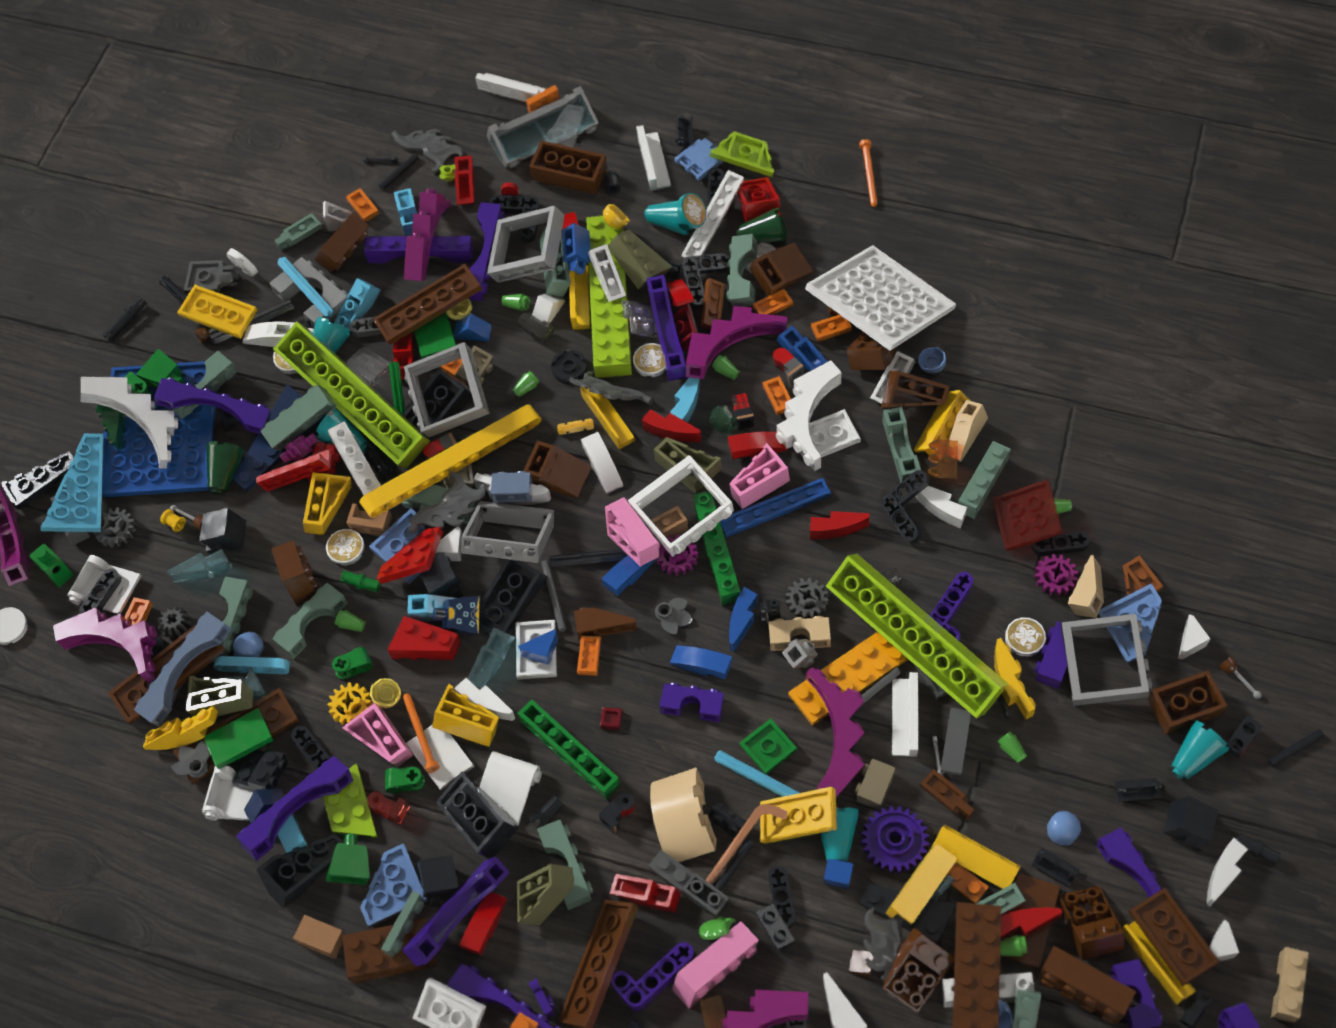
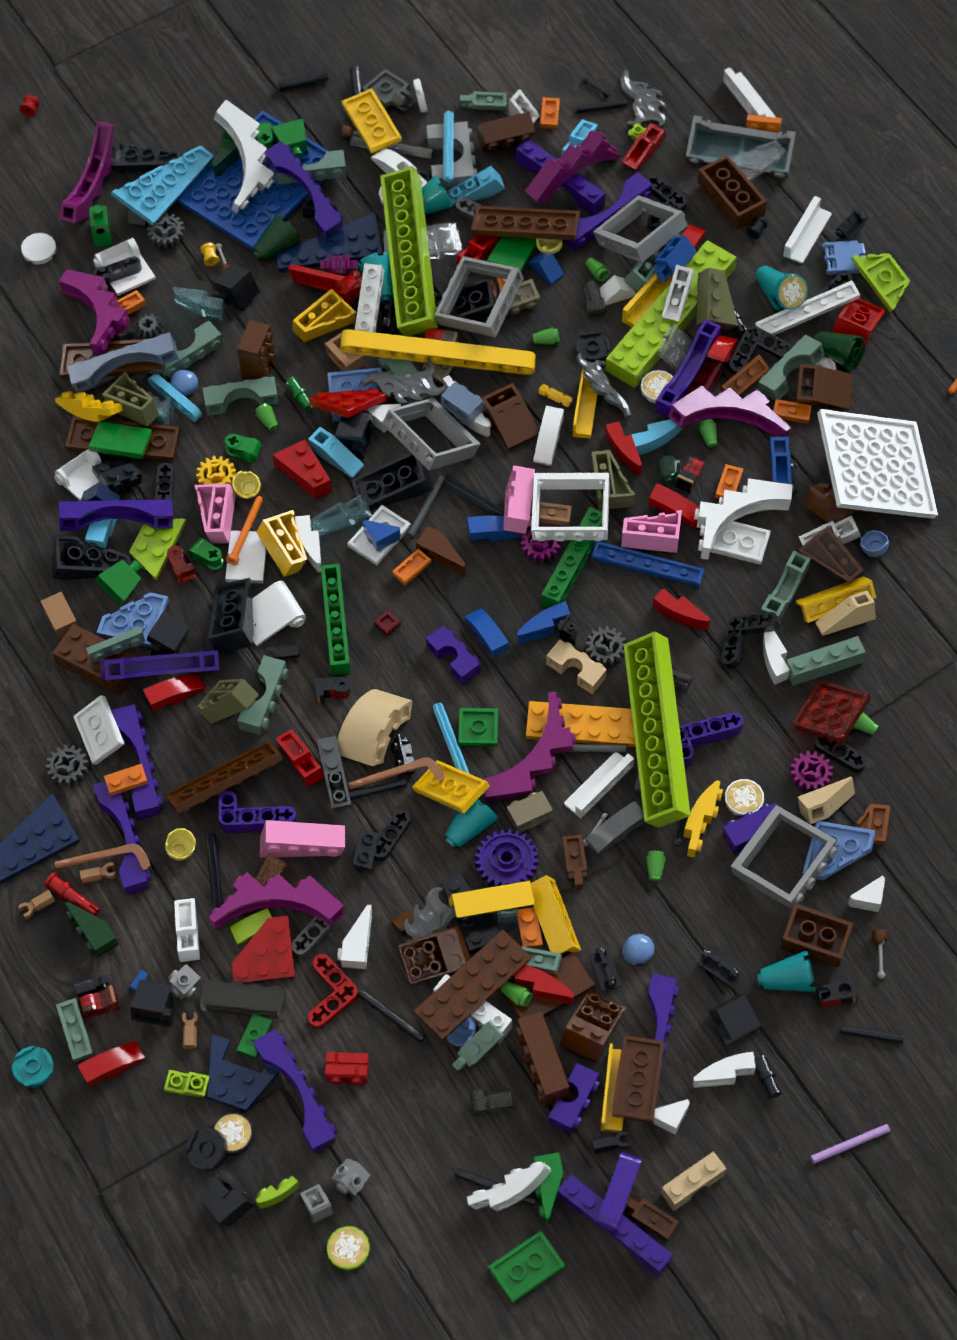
camera: 35 degrees right, 0 degrees up
(191, 759) = (77, 431): dark grey plate -> none
(298, 417) = (356, 240): sand green brick -> none
(345, 547) = (311, 362): tile -> none
(397, 389) = (448, 271): green axle -> none
(459, 615) = (344, 467): dark blue torso -> none
(509, 189) = (671, 178): red tile -> none
(545, 1002) = (166, 775): dark purple plate -> none
(615, 217) = (725, 254): yellow hair -> none
(676, 615) = (500, 587): dark grey plate -> none
(716, 928) = (324, 817): bright green animal -> none
(789, 364) = (759, 462): leg -> none
(800, 653) = (561, 679): light grey brick -> none
(830, 327) = (815, 460): orange plate -> none
(838, 873) = (444, 850): blue panel -> none
(944, 458) = (809, 624): clear orange plate -> none

